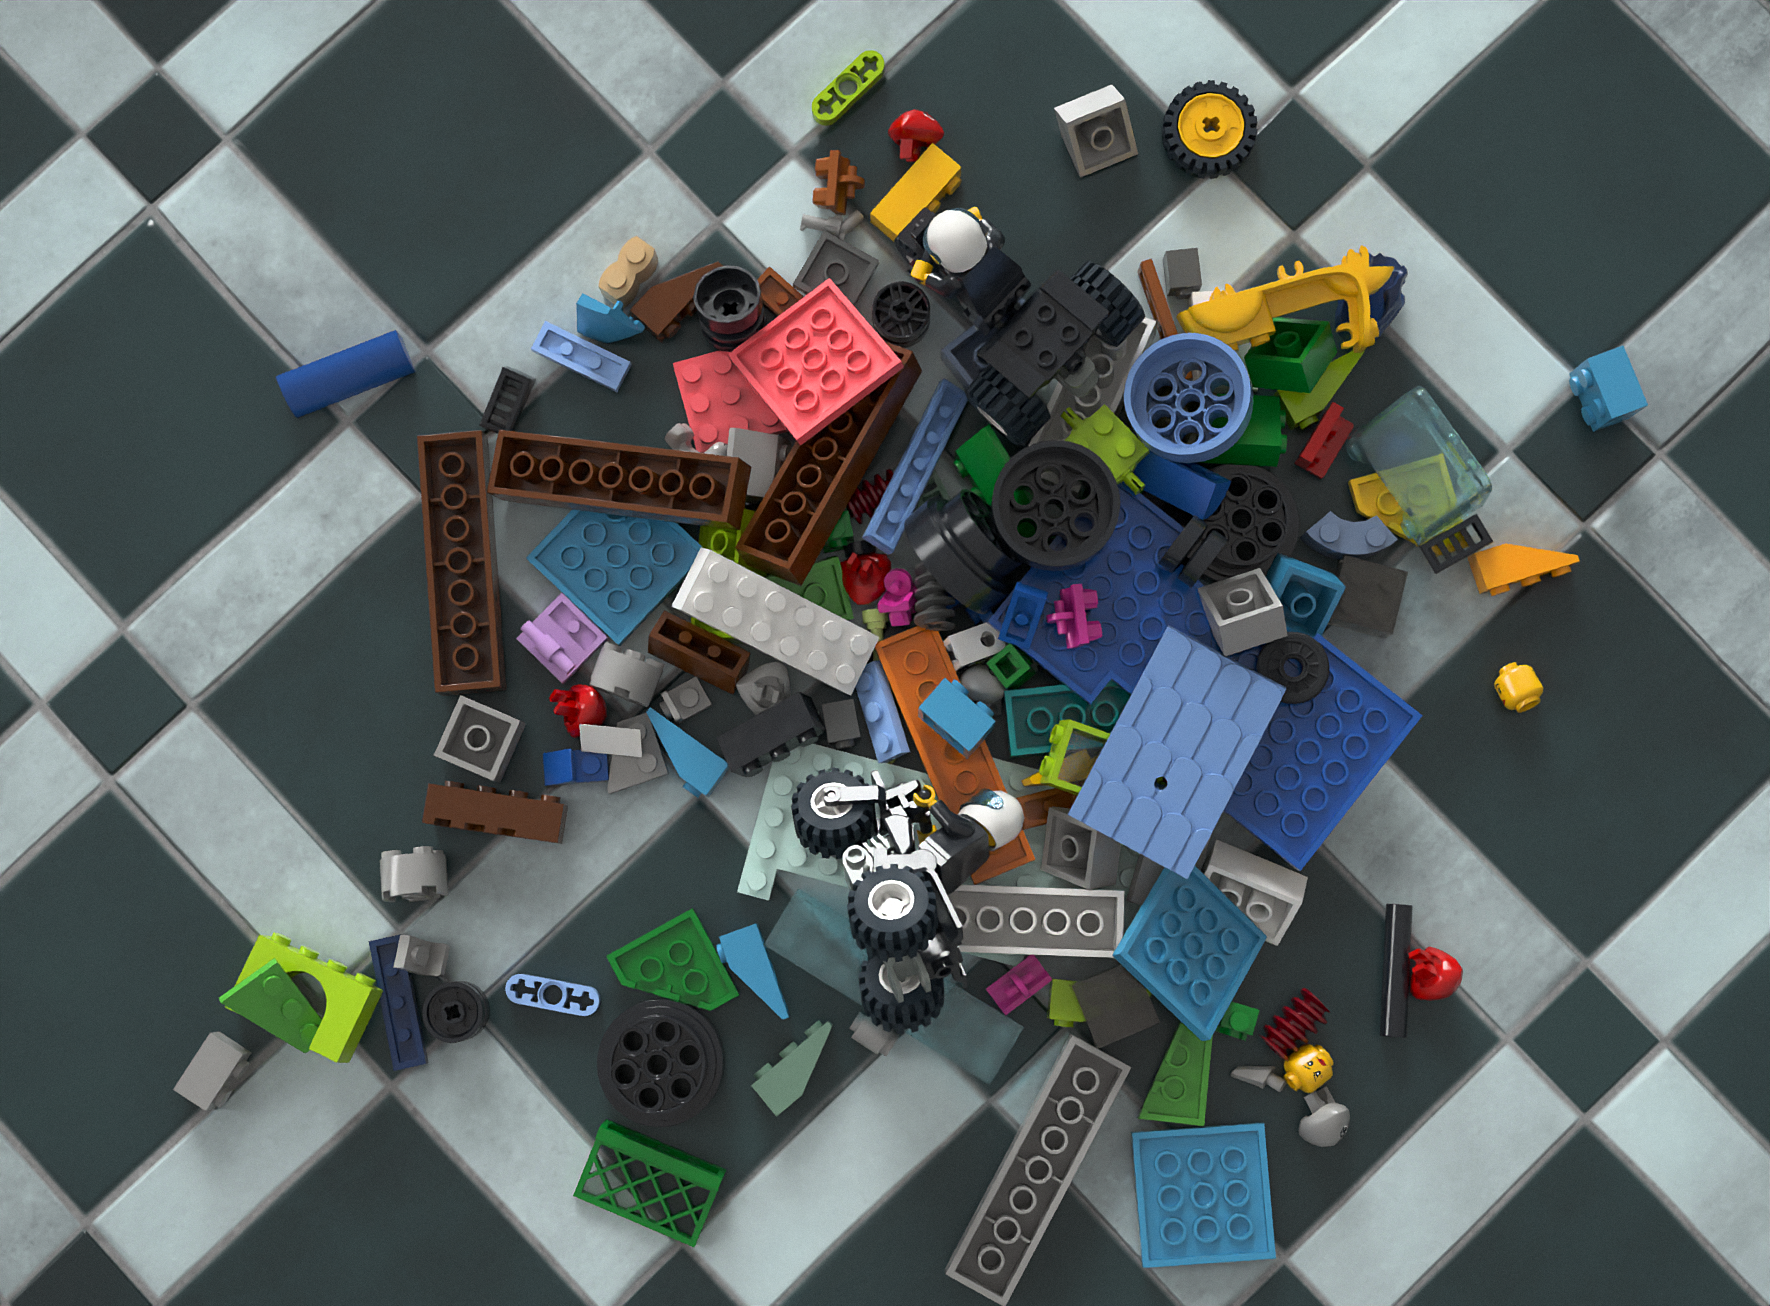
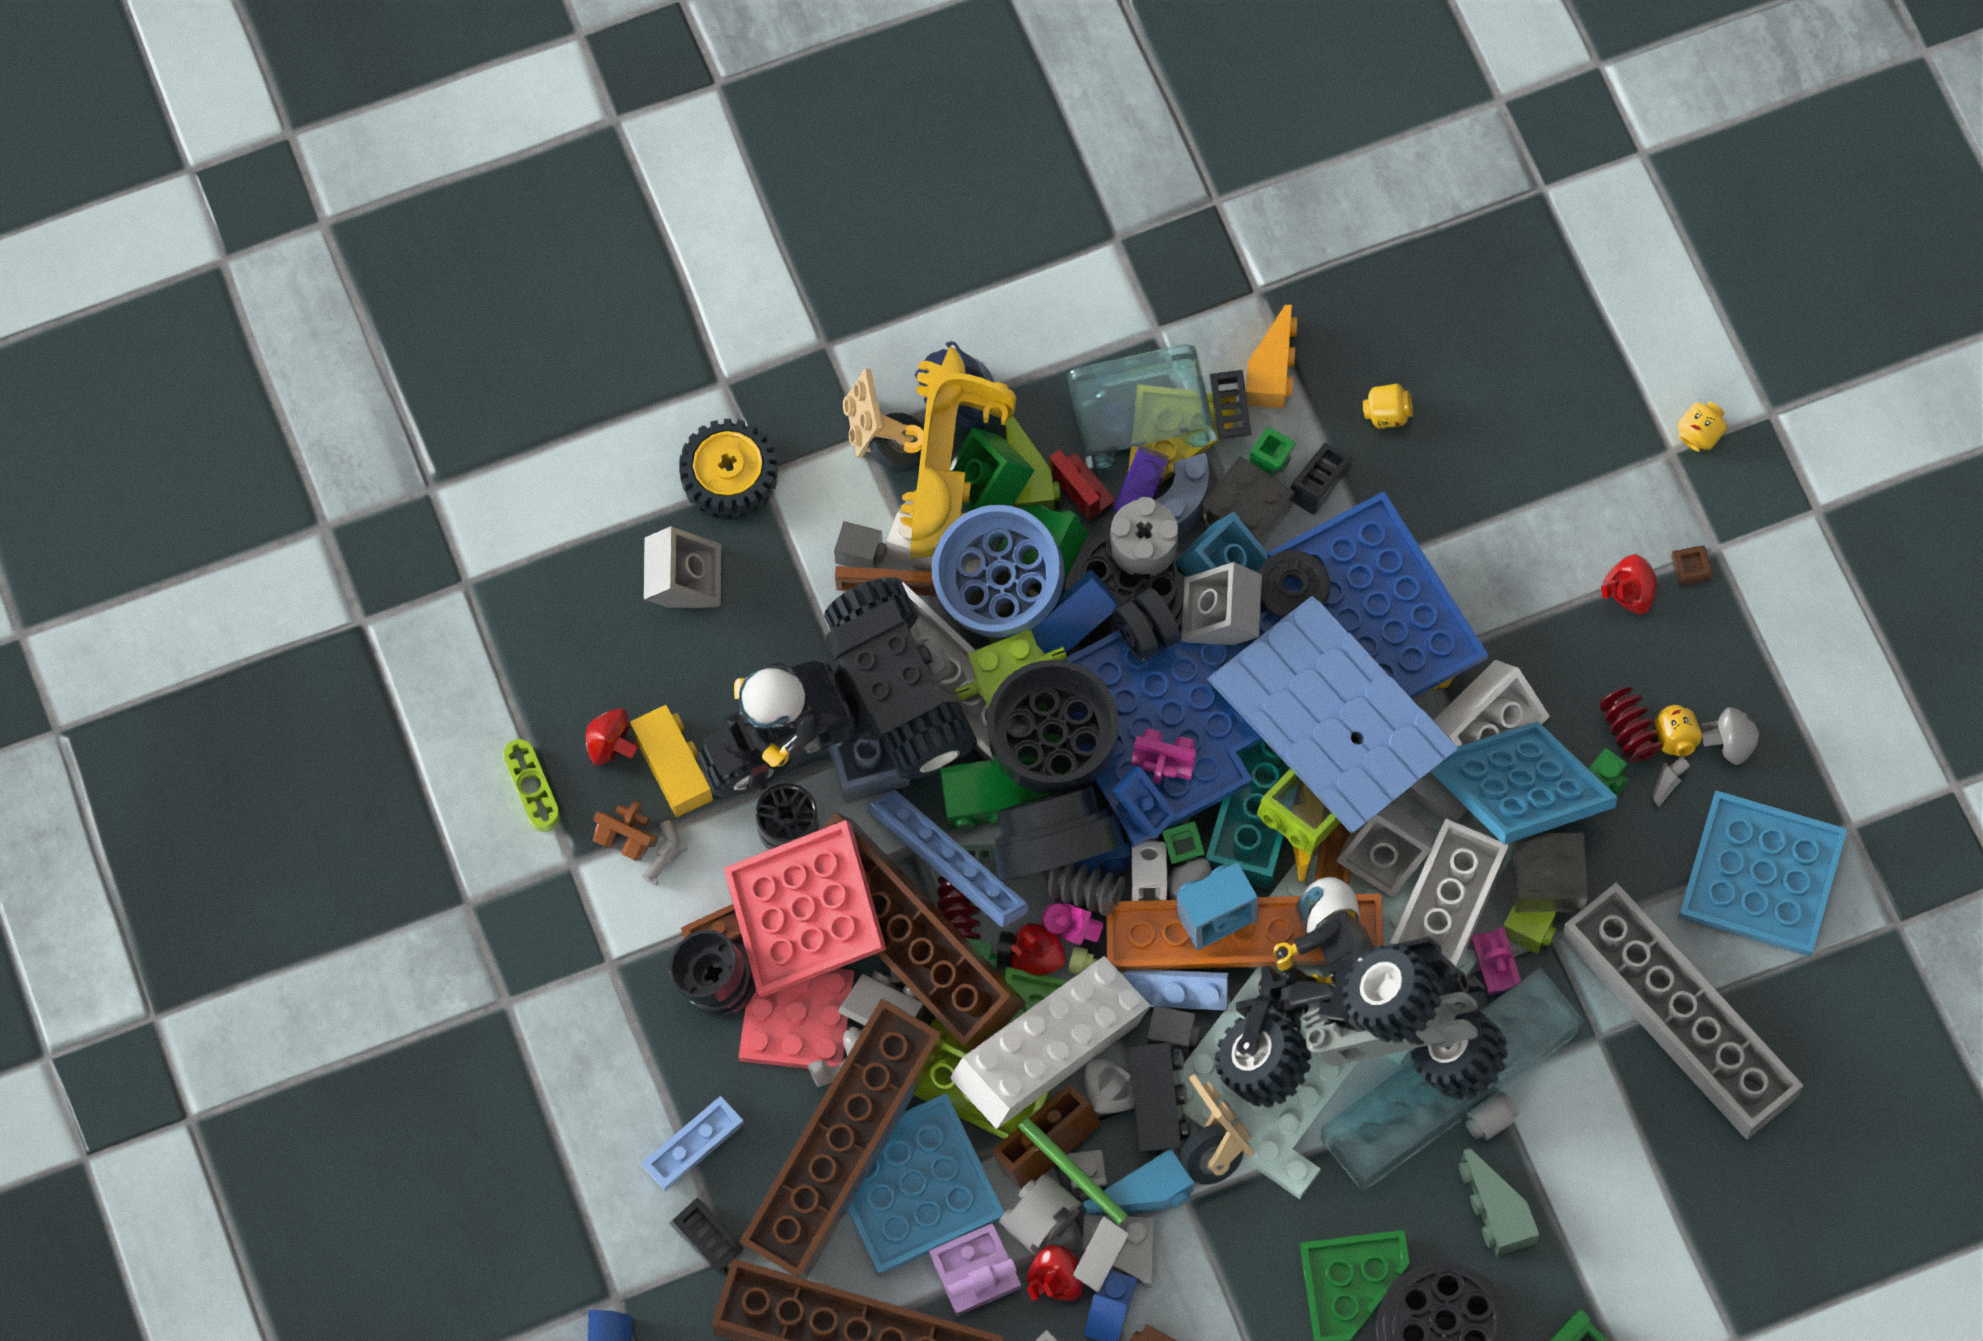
camera: 70 degrees left, 15 degrees down
(604, 323) = (671, 1101): dark azure slope -> none
(634, 266) = (630, 1065): tan brick -> none
(669, 303) = (676, 1036): reddish brown slope -> none
(669, 686) = (1072, 1170): none -> bright green bar
(751, 804) = (1217, 1148): none -> plate
(752, 964) = (1374, 1206): dark azure slope -> none
(840, 262) = (704, 861): dark grey plate -> none
(1180, 1082) = (1644, 849): bright green wing -> none
(1296, 241) = (877, 432): none -> tan plate
(1297, 506) = (1144, 519): none -> light grey brick
(1344, 494) = (1143, 476): none -> dark purple brick
(1396, 970) = (1614, 618): black piece -> none
(1402, 650) = (1310, 495): none -> black slope
(1424, 599) = (1272, 452): none -> green brick
(1480, 1022) = (1691, 565): none -> reddish brown tile
(1607, 389) = (1139, 217): dark azure brick -> none
(1622, 983) = (1702, 426): none -> yellow head

